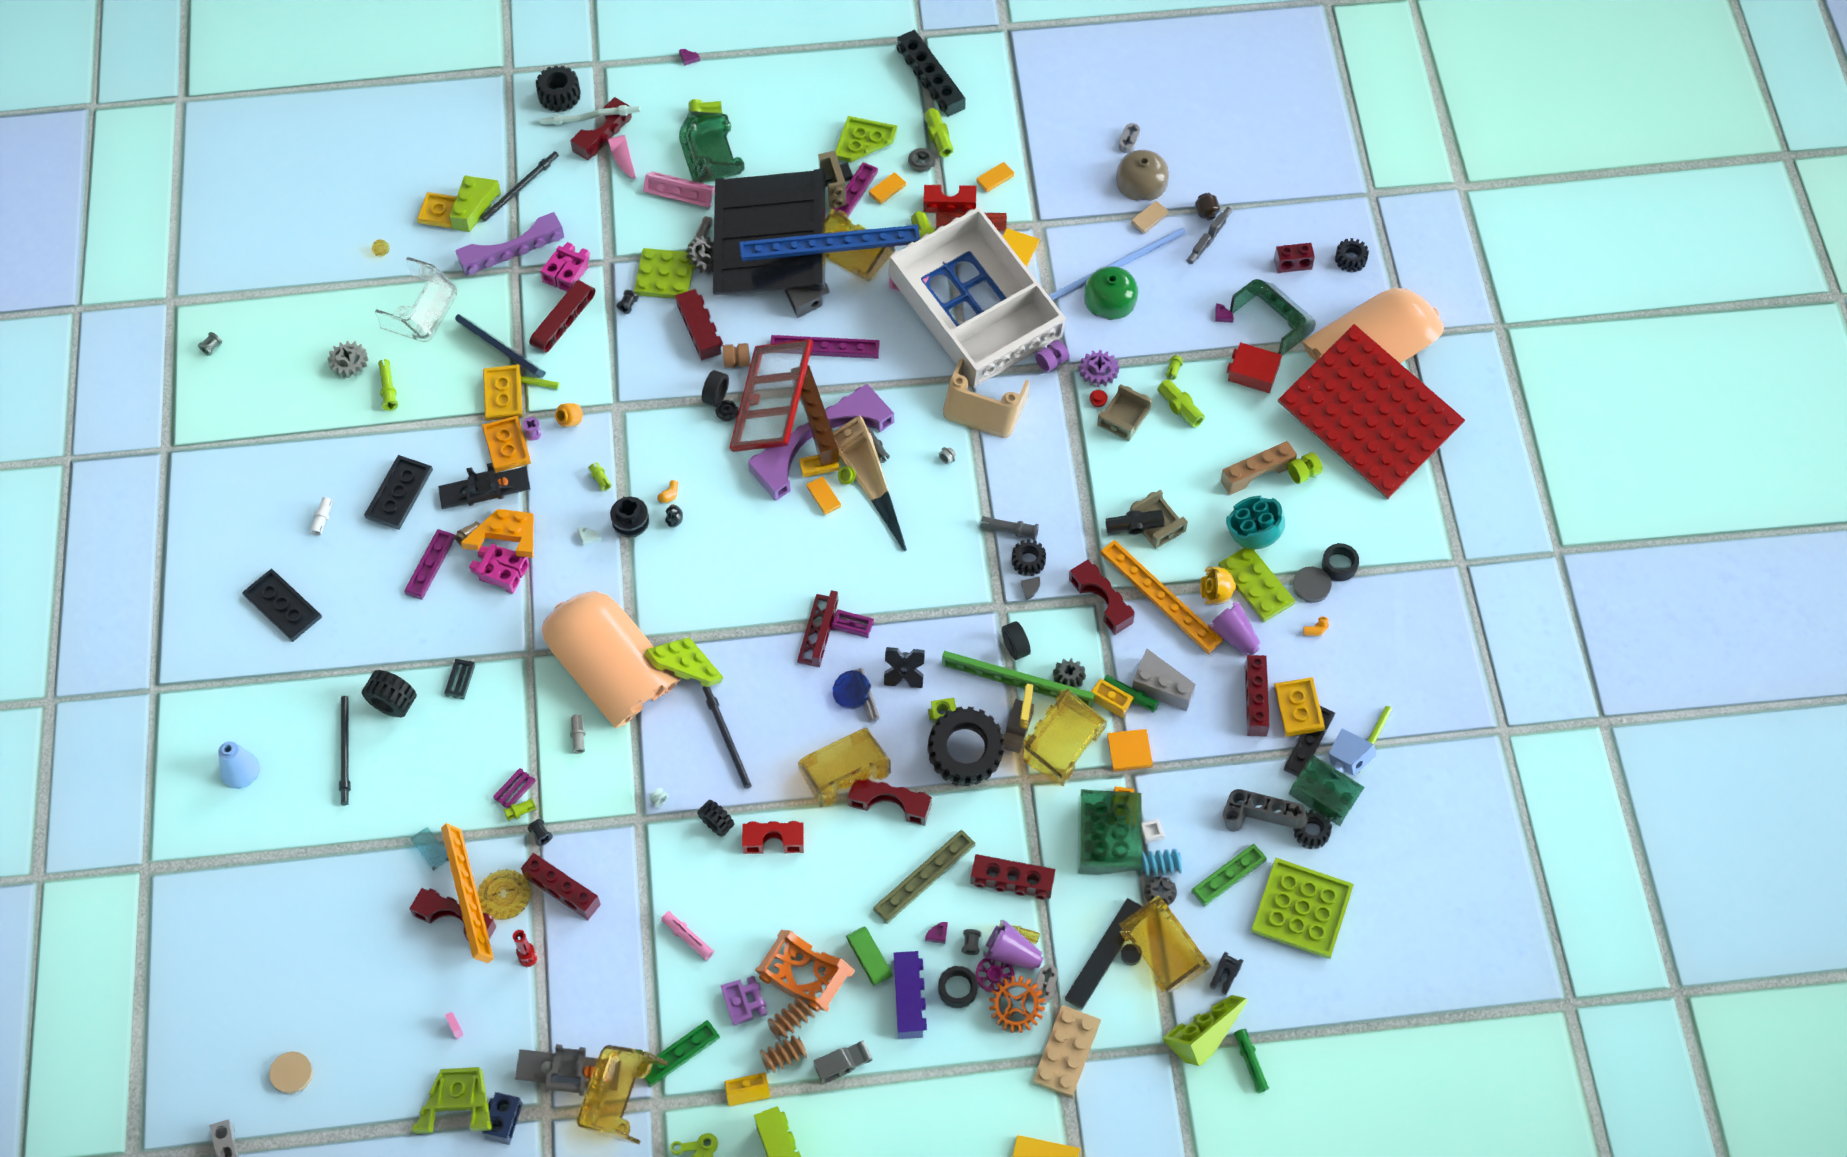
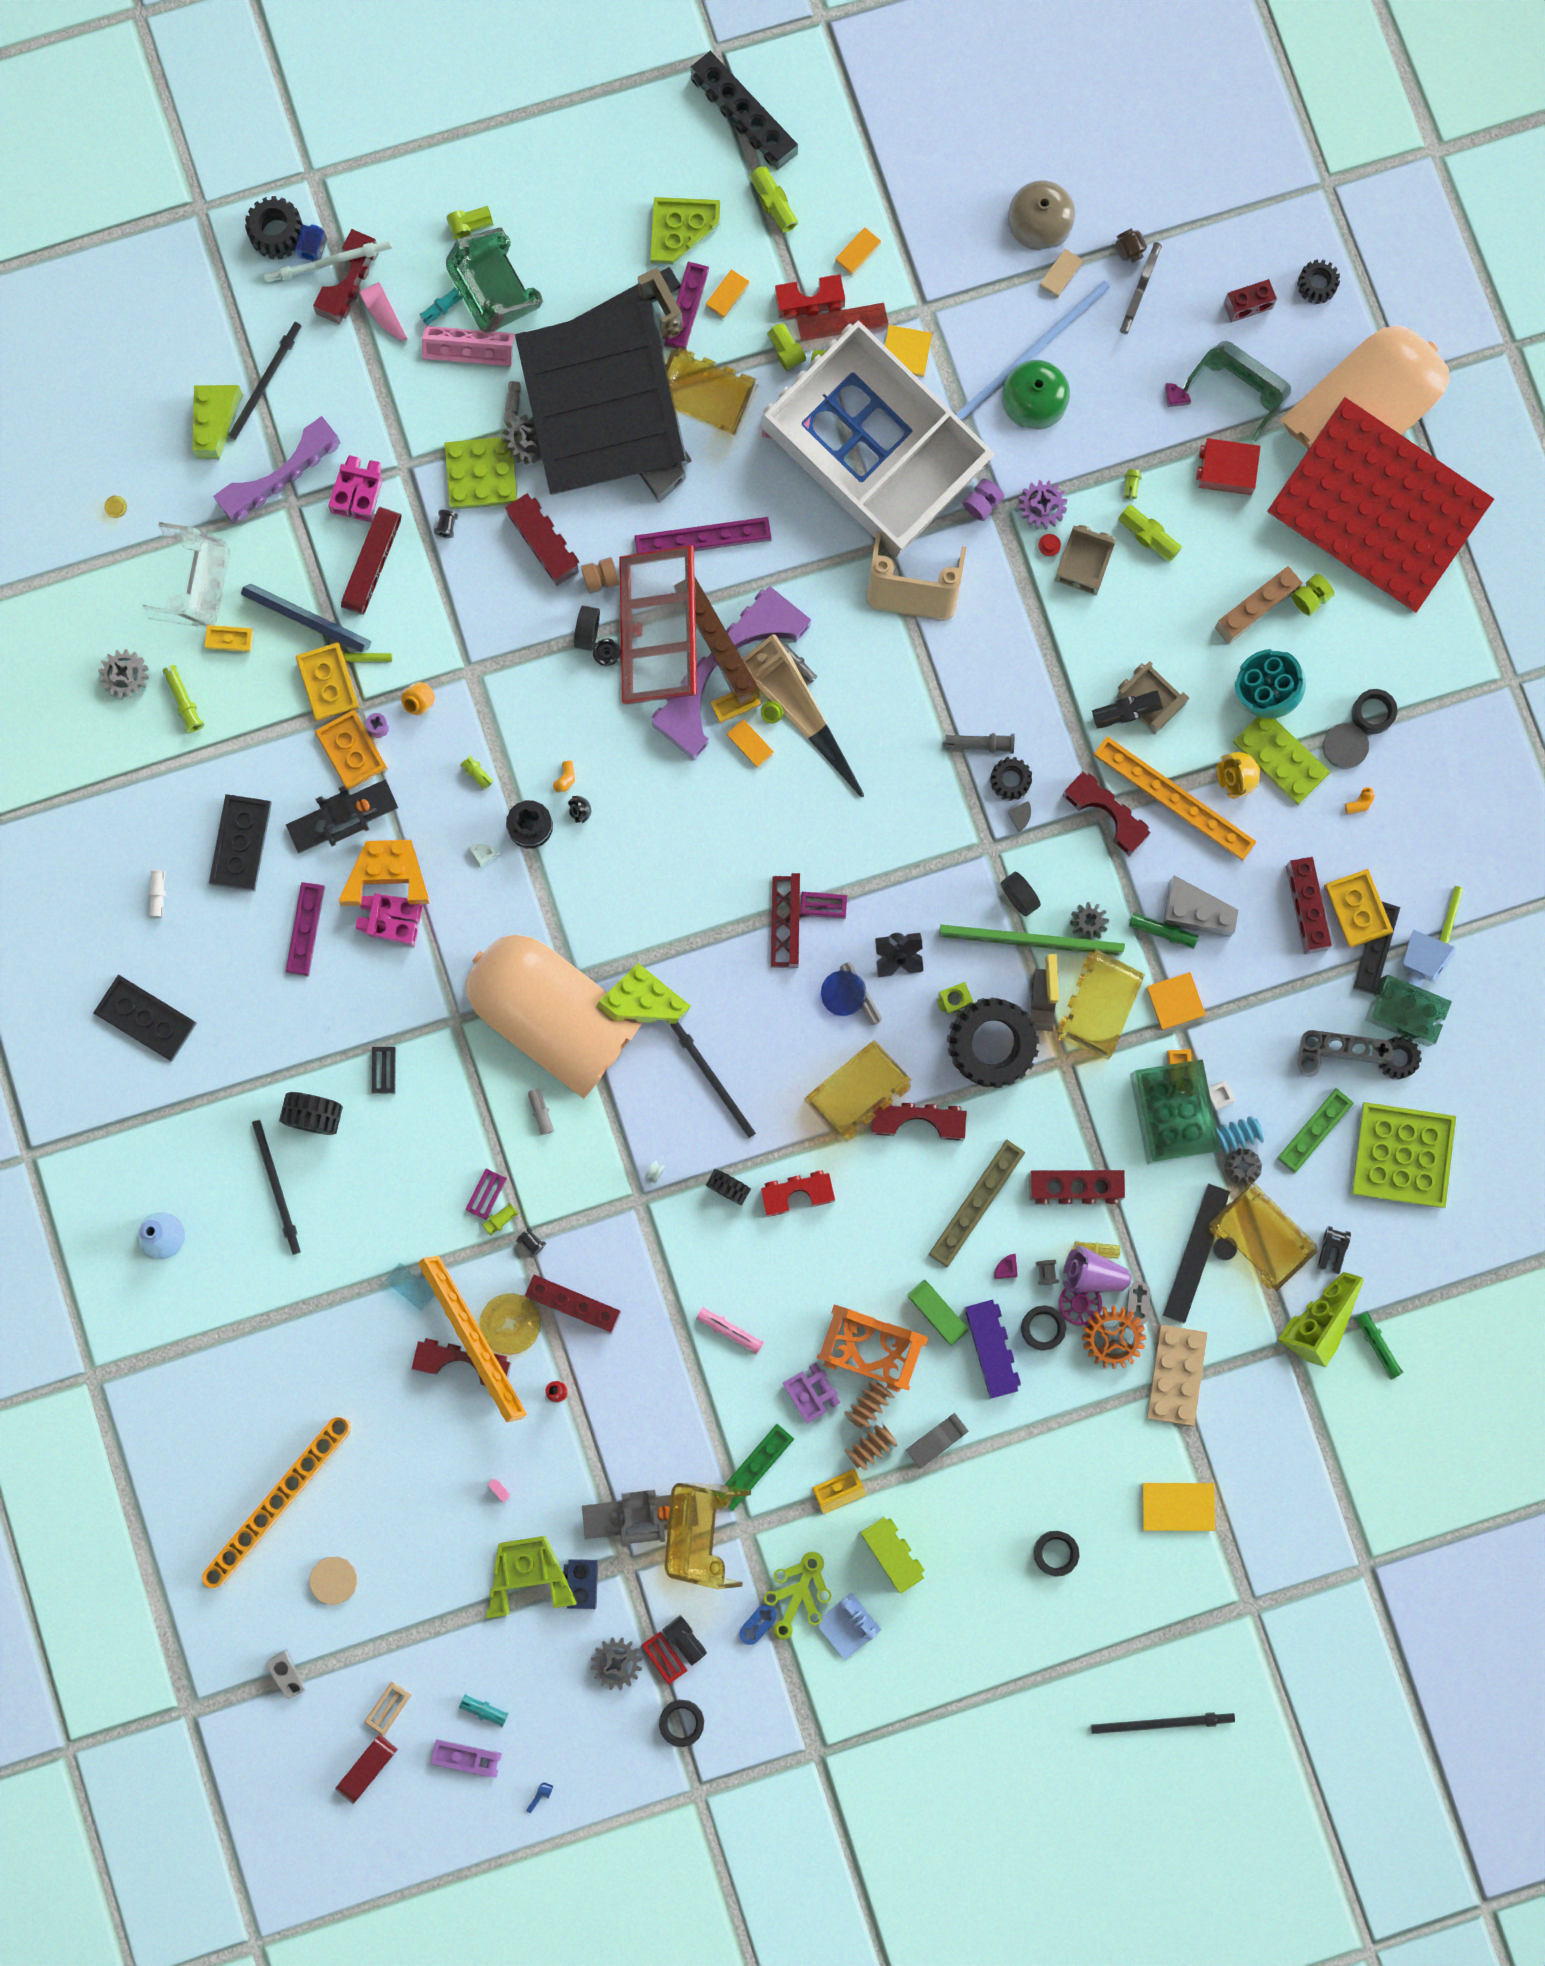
camera: 15 degrees left, 20 degrees up
(259, 1006) = (266, 1507): none -> light orange beam
(436, 210) = (171, 437): yellow plate -> none
(436, 350) = (229, 638): none -> yellow plate
(463, 533) = (338, 881): dark tan cone -> none
(582, 102) = (311, 242): none -> clear blue brick
(667, 160) = (440, 306): none -> teal pin
(688, 57) = (427, 142): magenta tile -> none
(828, 242) = (683, 406): blue plate -> none
(923, 154) = (761, 233): dark grey gear -> none
(947, 455) = (885, 660): light grey plate -> none
(1111, 698) = (1143, 940): yellow slope -> none
(1131, 138) = (1018, 160): light grey beam -> none
(1236, 629) = (1270, 826): medium lavender cone -> none

